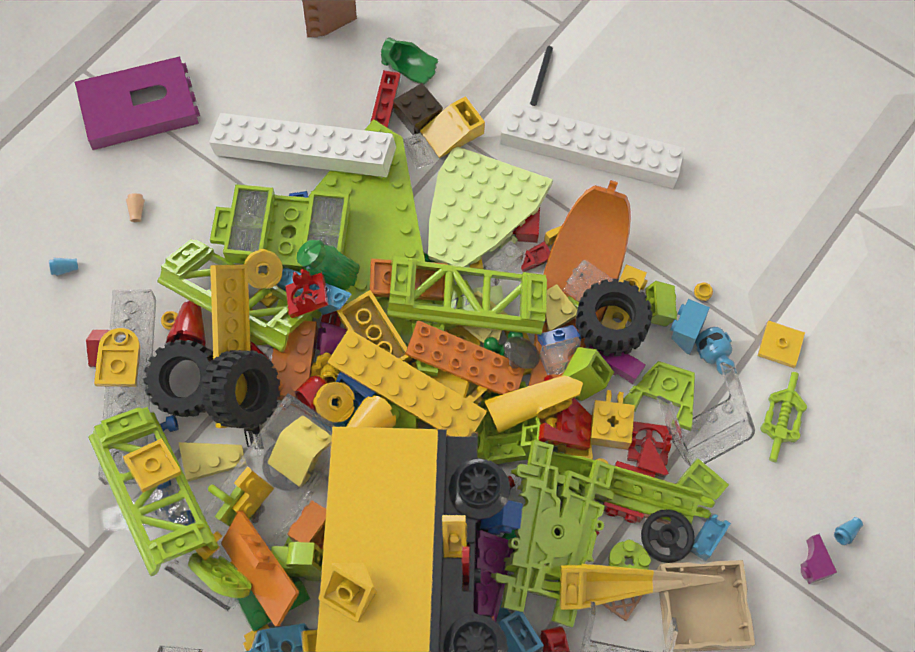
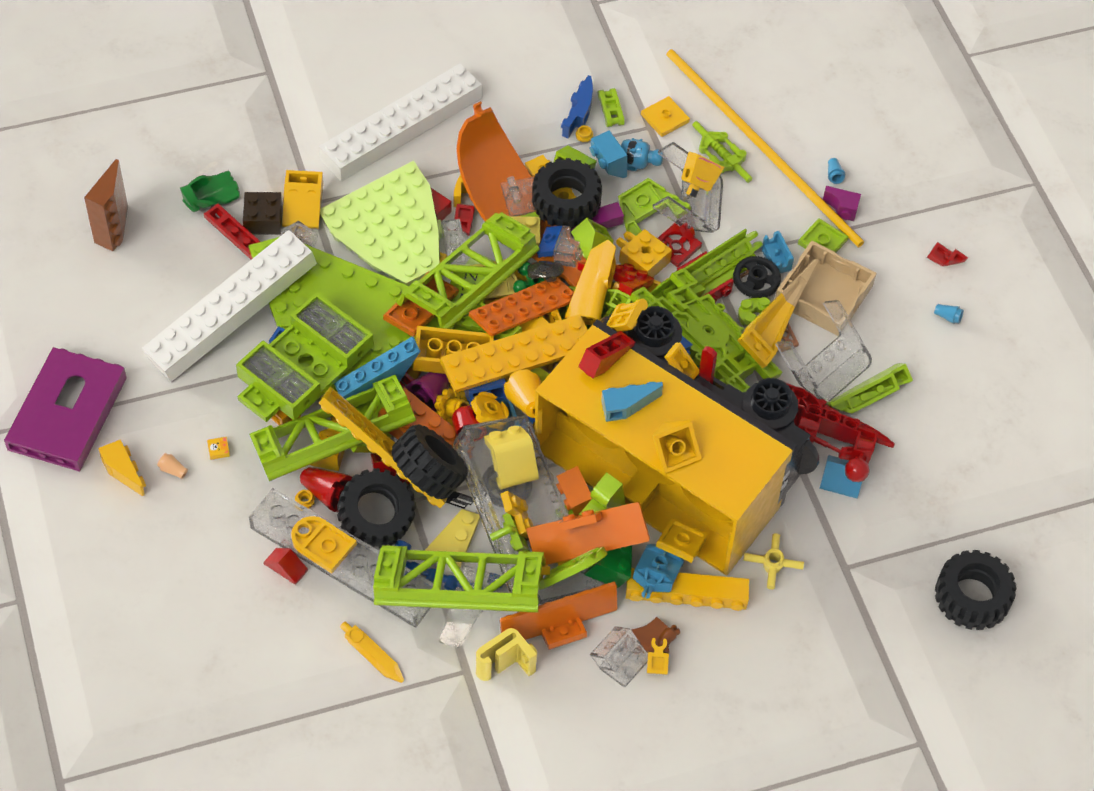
camera: 55 degrees left, 10 degrees down
(60, 466) = (372, 652): none -> yellow piece
(62, 265) = (180, 553): dark azure cone -> none
(111, 170) = (118, 465): none -> yellow slope
(123, 583) = (505, 651): none -> light yellow piece
(152, 465) = (443, 561): yellow plate -> none
(176, 227) = (218, 448): none -> yellow tile
(179, 603) = (562, 619): none -> orange bracket
(274, 269) = (331, 379): yellow plate -> none
(310, 303) = (396, 372): red piece -> none
(335, 267) = (365, 342): green hair -> none
(368, 514) = (625, 401): none -> dark azure slope
(408, 461) = (605, 353): none -> red slope
(461, 452) = (626, 315): none -> yellow plate
(538, 86) = (304, 115): black bar -> none
(651, 460) = (691, 246): red slope -> none
(703, 479) = (729, 226): lime wing -> none
(732, 269) = (580, 108): none -> blue slope
(732, 413) = (700, 173): none -> yellow torso
(750, 293) = (611, 106): none -> lime plate
(763, 568) = (824, 235): none -> lime tile
(819, 457) = (765, 148): none -> yellow piece

